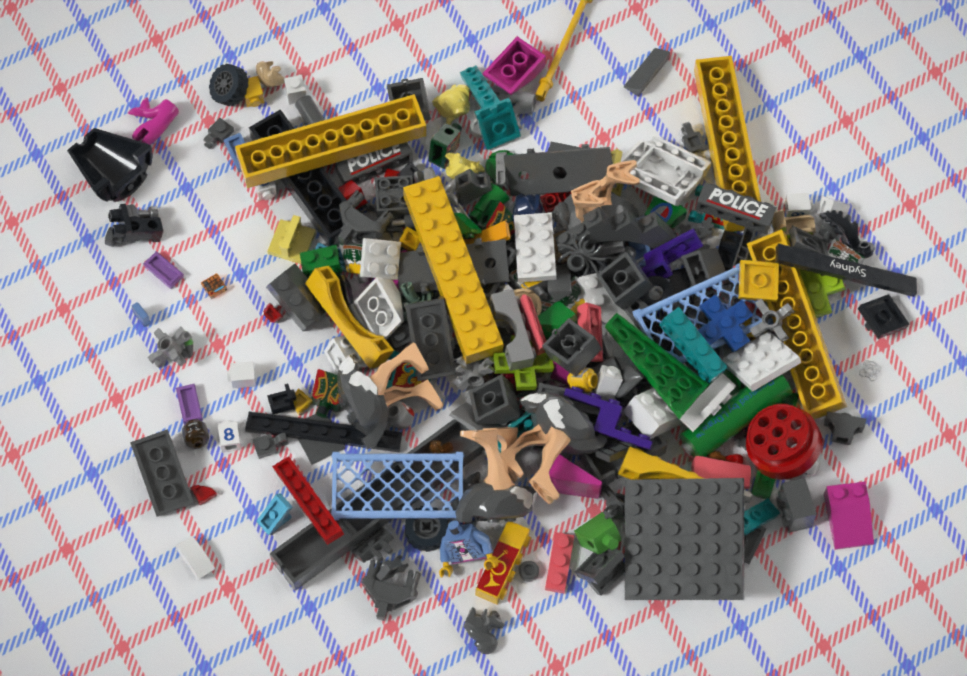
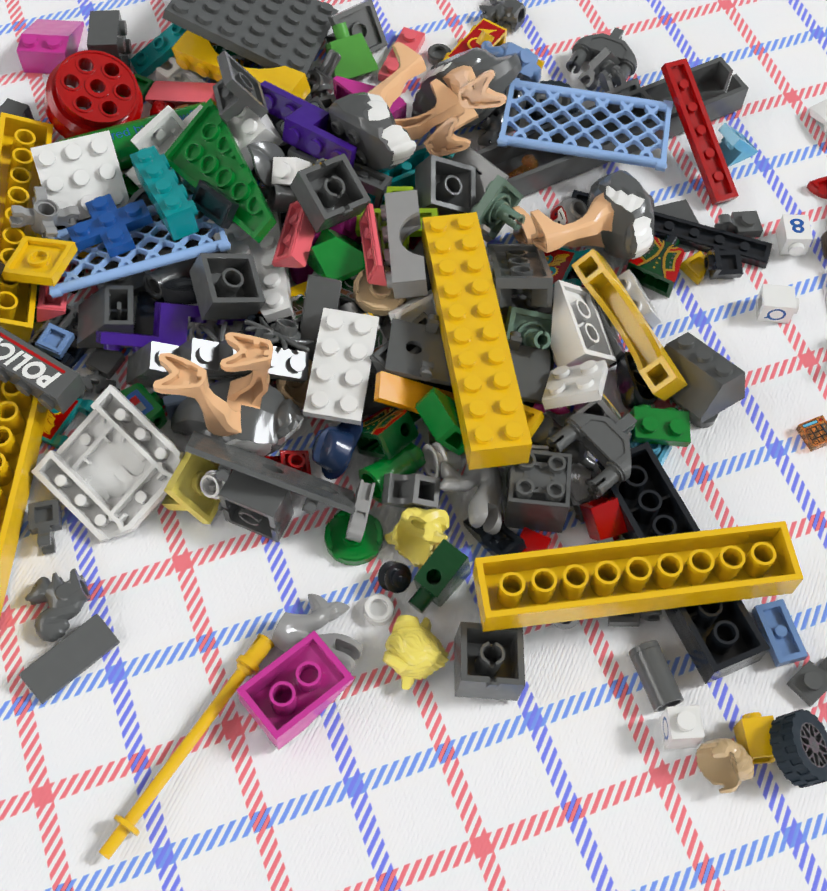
camera: 170 degrees left, 5 degrees down
(291, 239) = (701, 476): light yellow bracket -> none
(453, 396) = (496, 206): none -> sand green plate
(473, 143) = (394, 576): none -> black wheel
(495, 117) = (360, 638): teal bracket -> none
(653, 337) = (214, 204): none -> black tile
(659, 415) = (237, 90): none -> dark grey bracket
(663, 99) = (64, 603): none -> dark grey animal
(732, 247) = (55, 341): none -> medium blue tile

